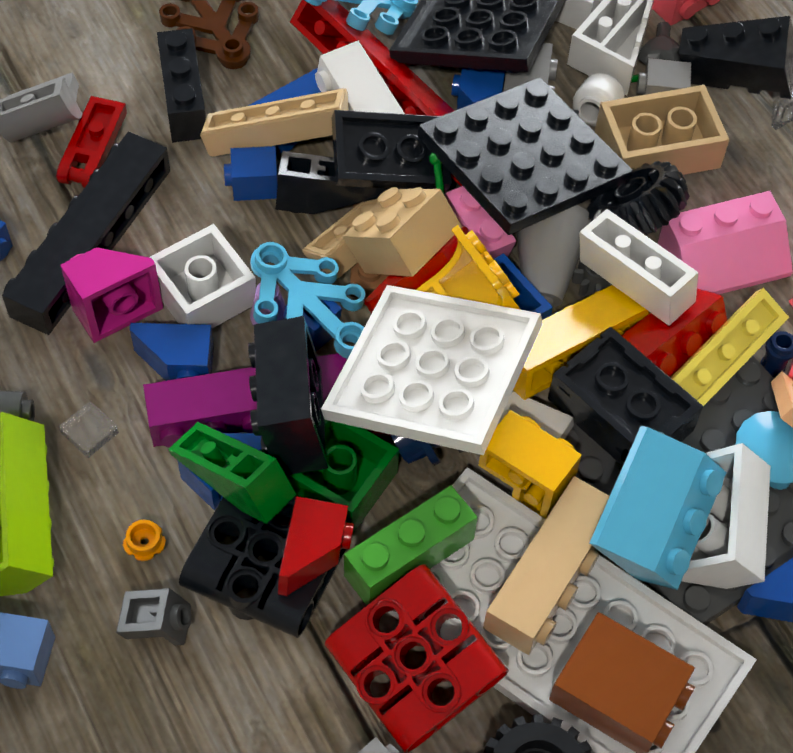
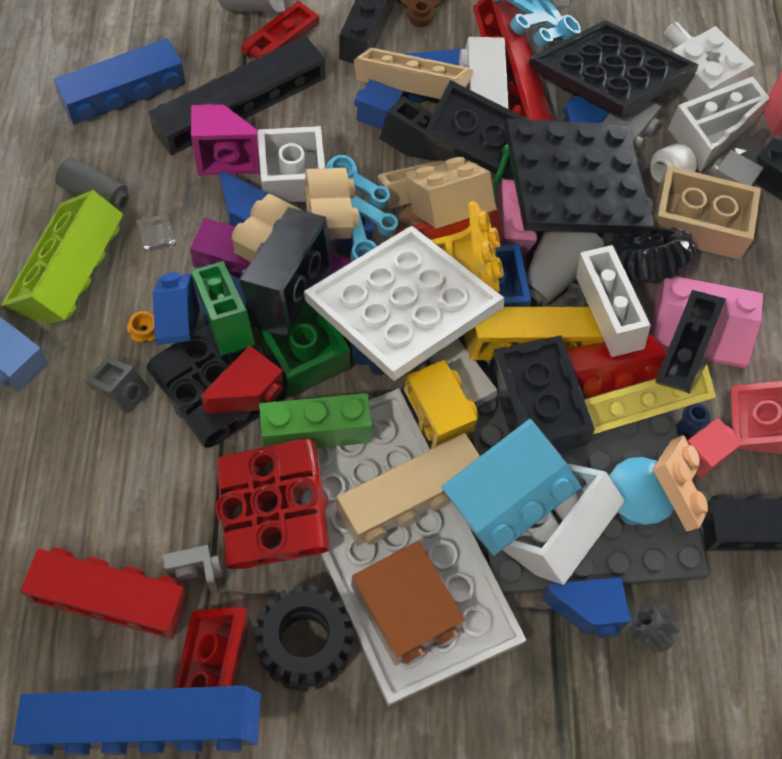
camera: 25 degrees right, 5 degrees up
(175, 500) = (175, 308): none -> blue slope
(226, 365) = (258, 226): none -> tan brick
(281, 292) = (329, 195): none -> tan brick
(740, 271) = (693, 341): none -> black slope

